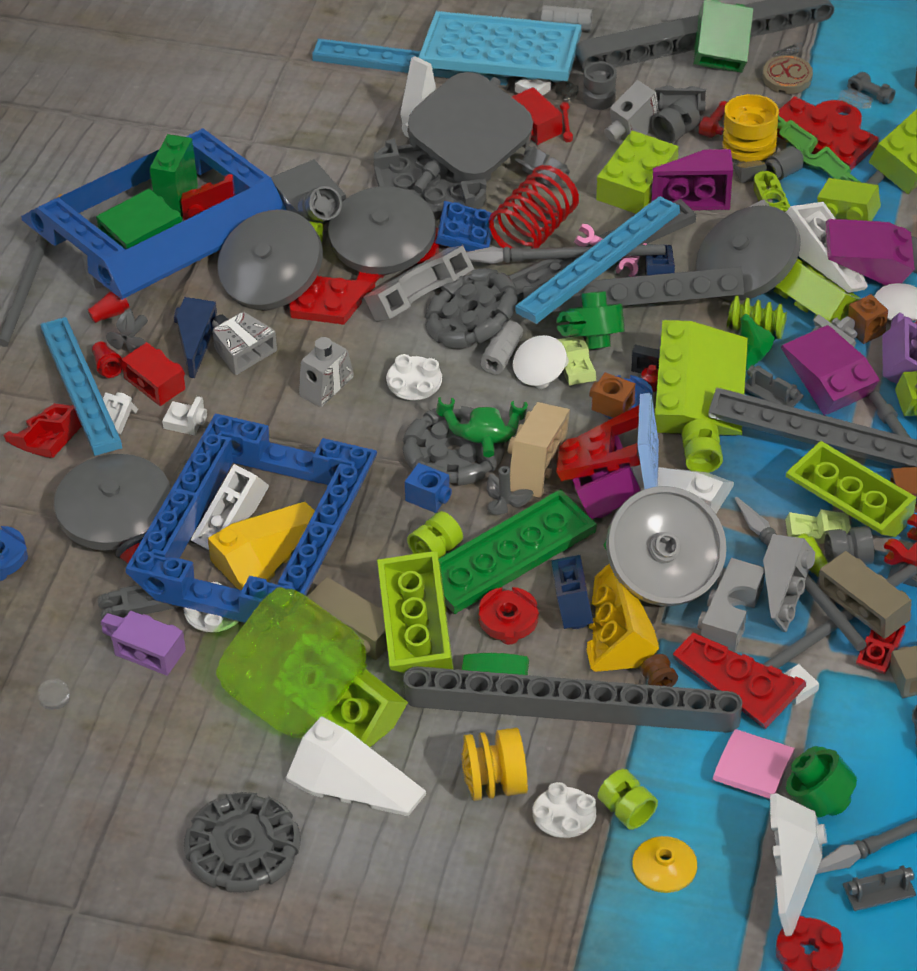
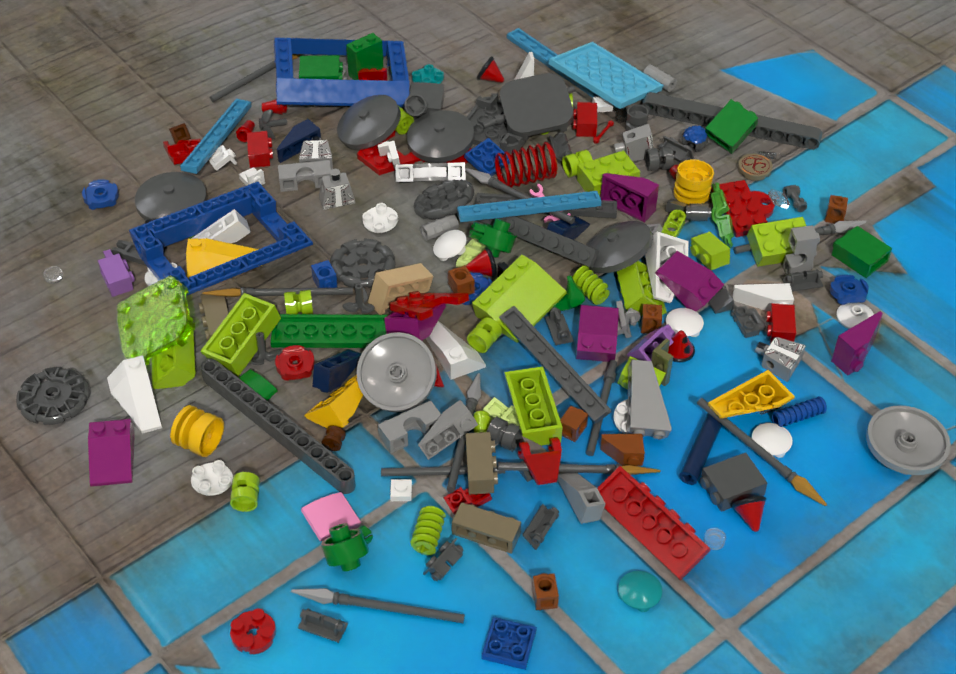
camera: 35 degrees right, 0 degrees up
(16, 411) = (179, 132): none -> reddish brown slope
(271, 361) = (292, 174): none -> light grey arch
(273, 158) = (428, 75): none -> teal dish
(347, 114) = (490, 72): none -> red hat
(349, 281) = (389, 149): none -> white bracket
(362, 561) = (279, 291): none -> dark grey piece
(405, 860) = (111, 452): none -> magenta slope
(461, 626) = (261, 354): none -> dark grey plant
(484, 424) = (379, 259): green piece -> none
(585, 174) = (571, 161): none -> lime wheel
(612, 357) = (483, 263): none -> red hat
(648, 441) = (444, 314): light blue tile -> none
(661, 874) = (234, 545): yellow dish -> none
(688, 70) = (696, 136): none -> blue piece
(762, 688) = (371, 470): red wing -> none
(796, 855) = (291, 573): white wedge -> none
(884, 708) = (428, 530): none -> lime piece

